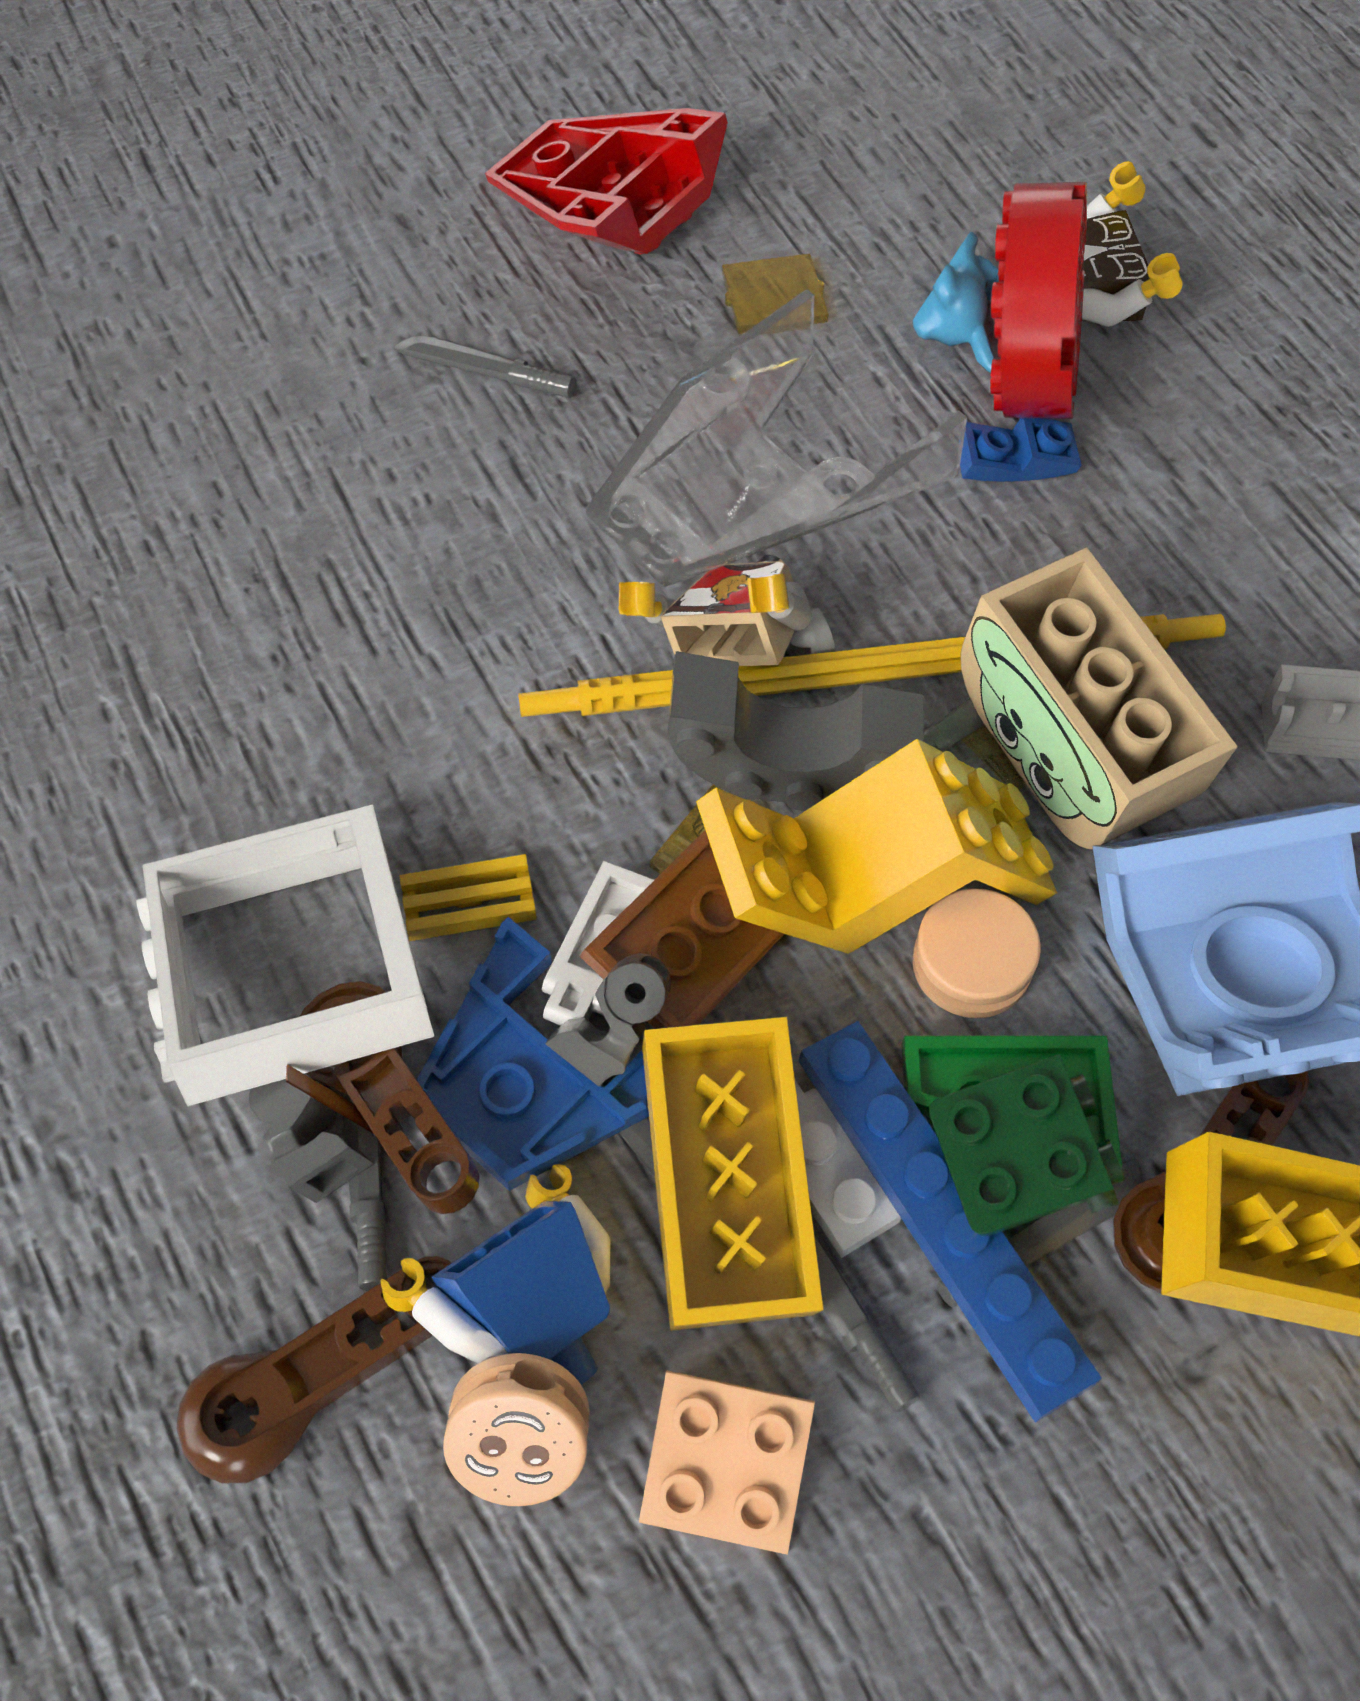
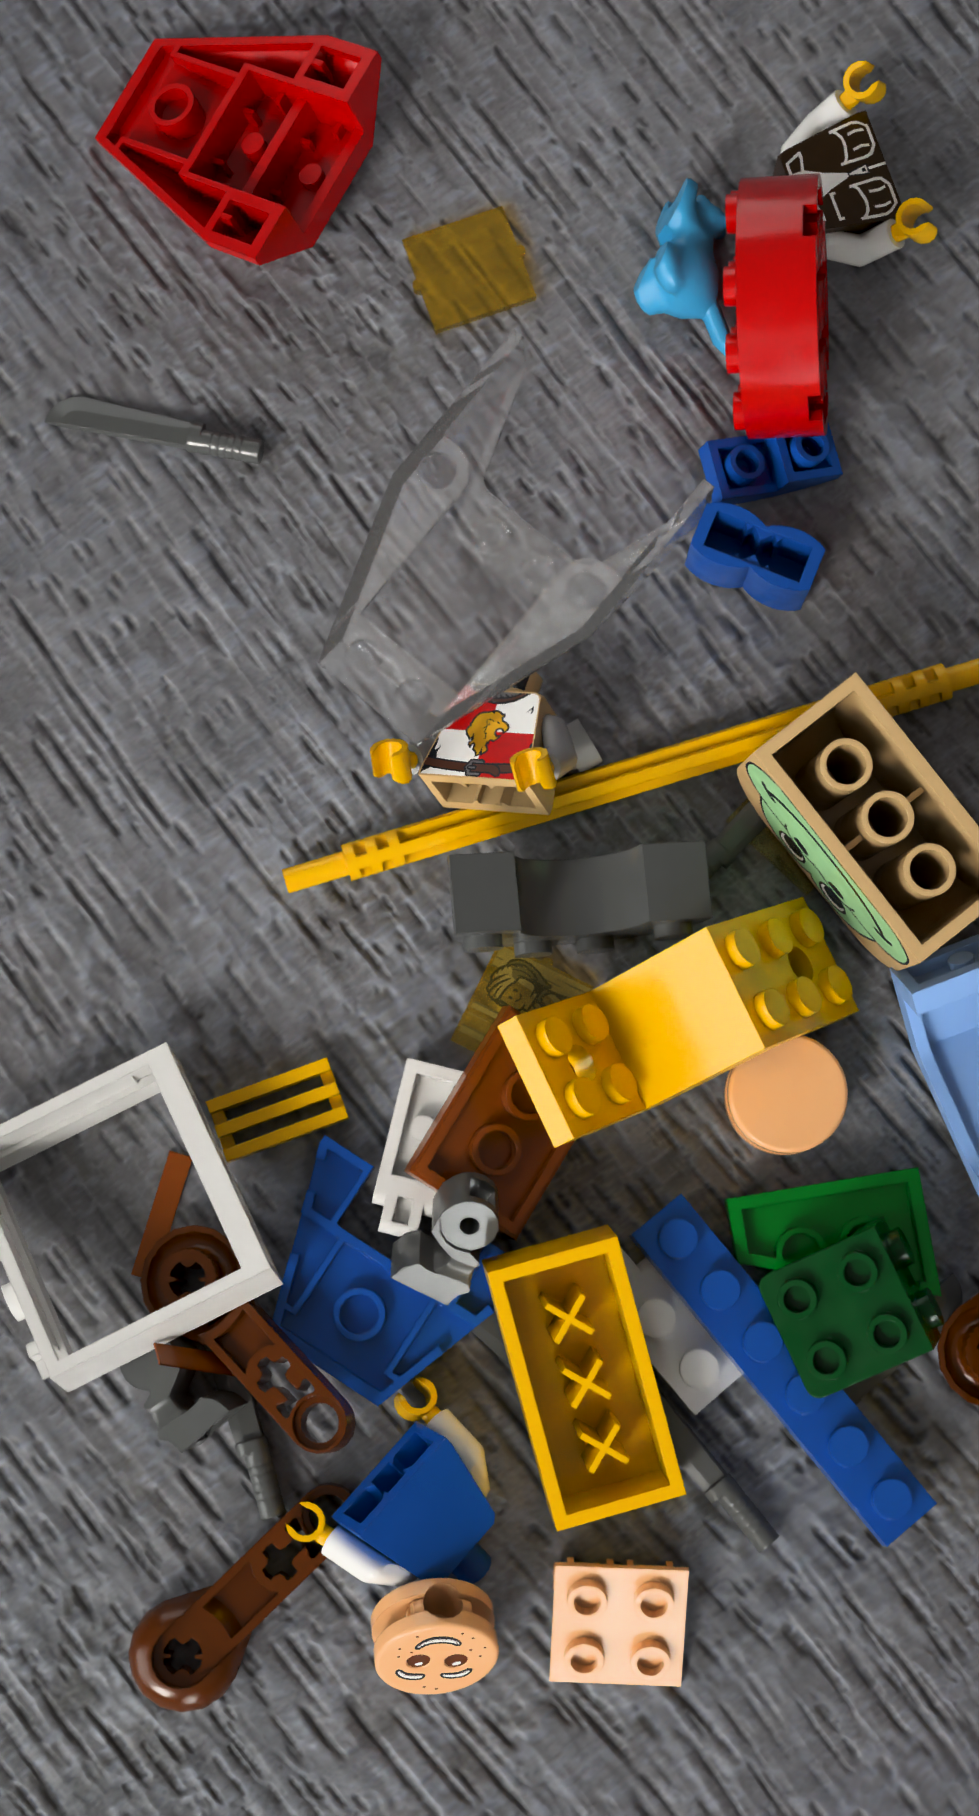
camera: 10 degrees left, 20 degrees up
(341, 962) = (164, 1206): none -> dark orange piece
(996, 502) = (768, 561): none -> blue brick

